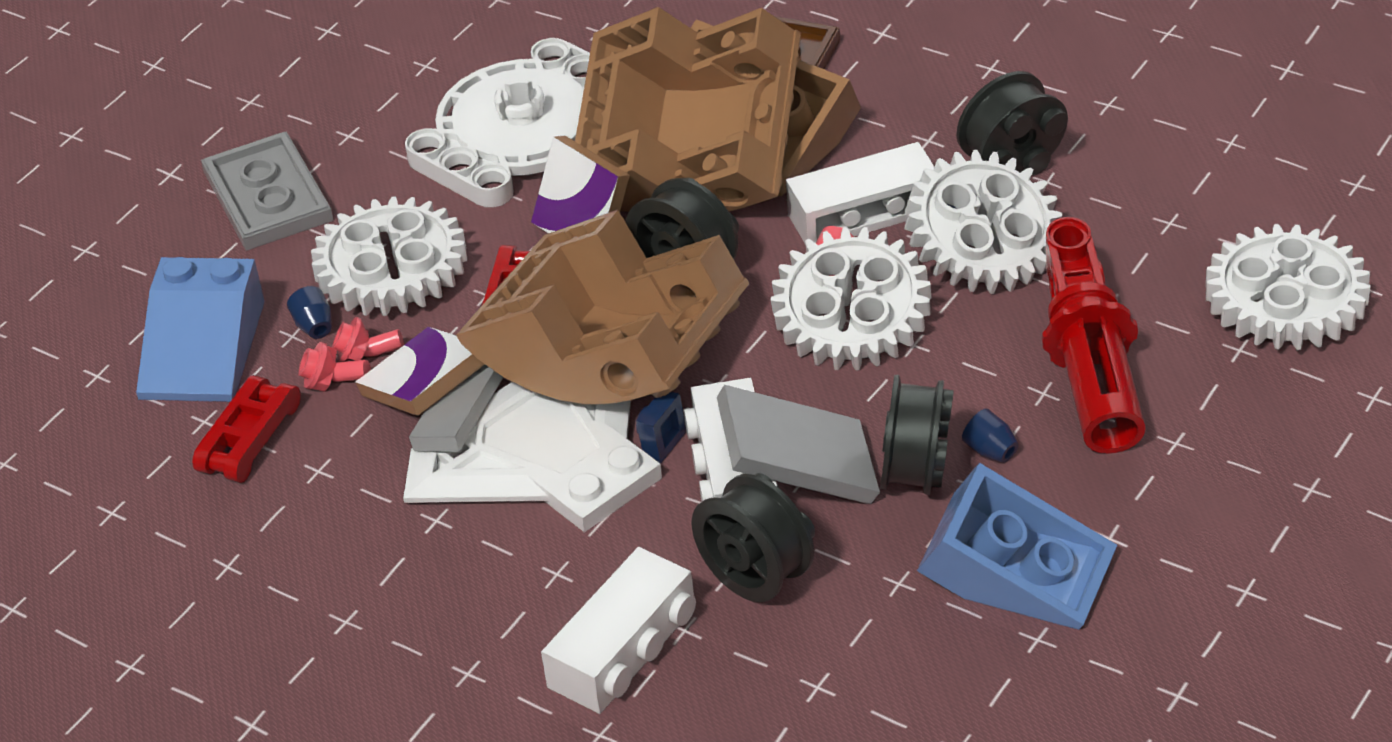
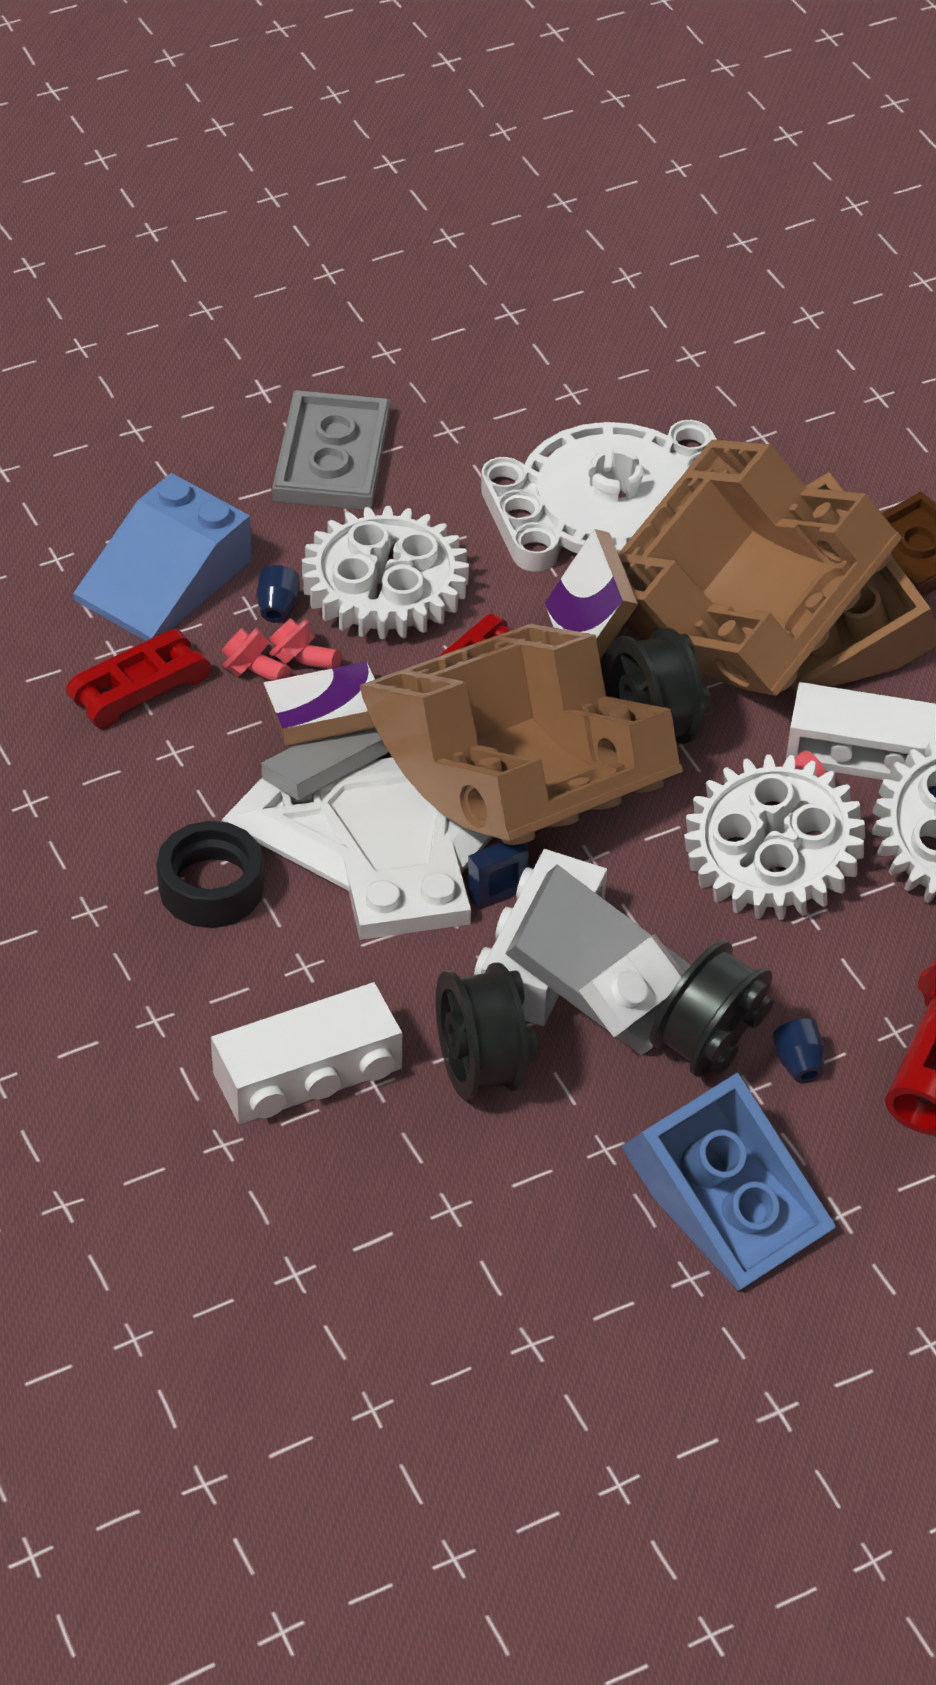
camera: 25 degrees right, 5 degrees up
(436, 568) = (205, 842): none -> black tyre
(842, 444) = (633, 985): none -> white slope

